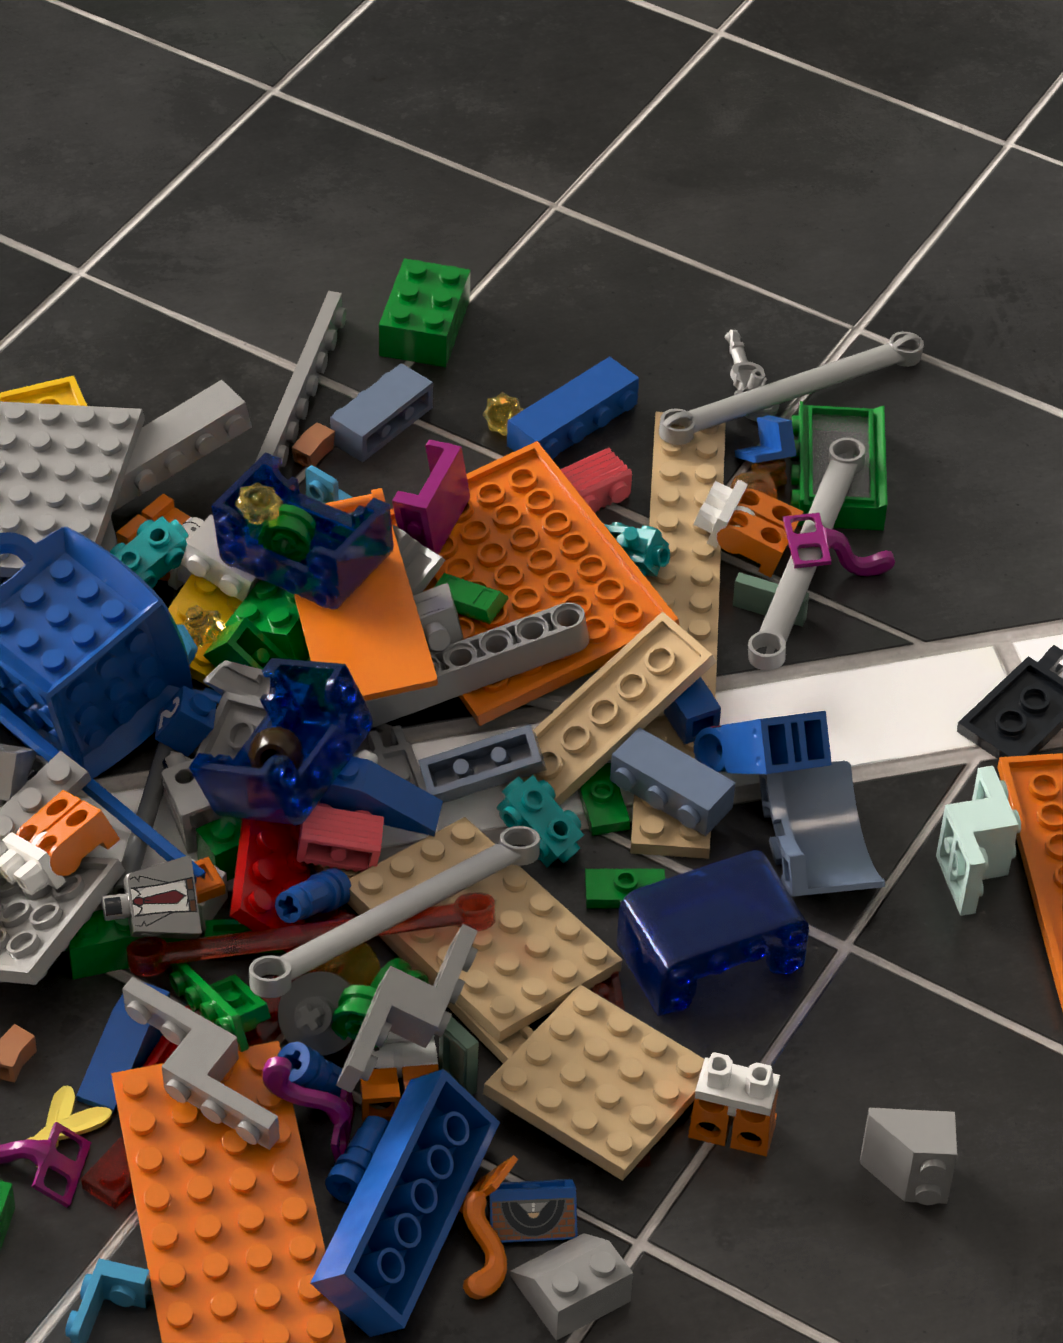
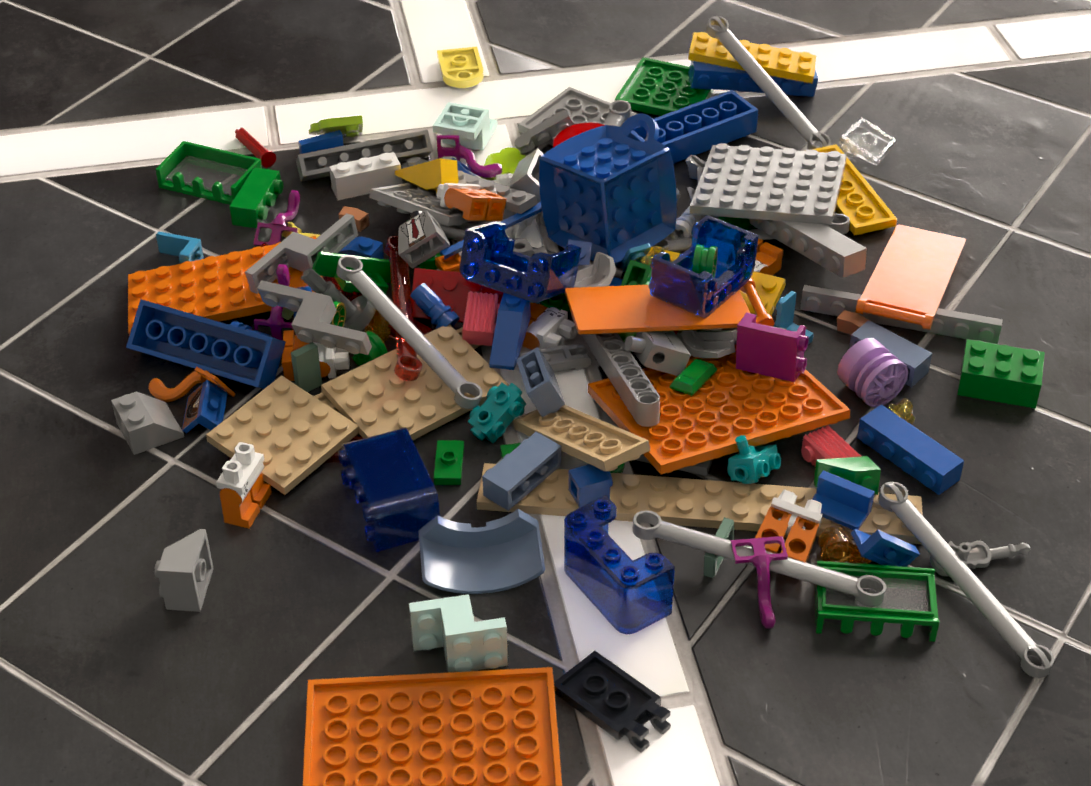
camera: 95 degrees right, 5 degrees down
(180, 362) = (911, 276): none -> flag
(258, 503) = (710, 233): clear yellow piece -> none
(275, 742) = (516, 258): dark brown piece -> none
(445, 414) = (872, 372): none -> lavender wheel
(649, 457) = (854, 469): none -> green slope
(692, 473) = (843, 500): none -> blue panel
(766, 744) = (537, 508): blue piece -> none
(856, 688) = (622, 589): none -> clear blue windscreen

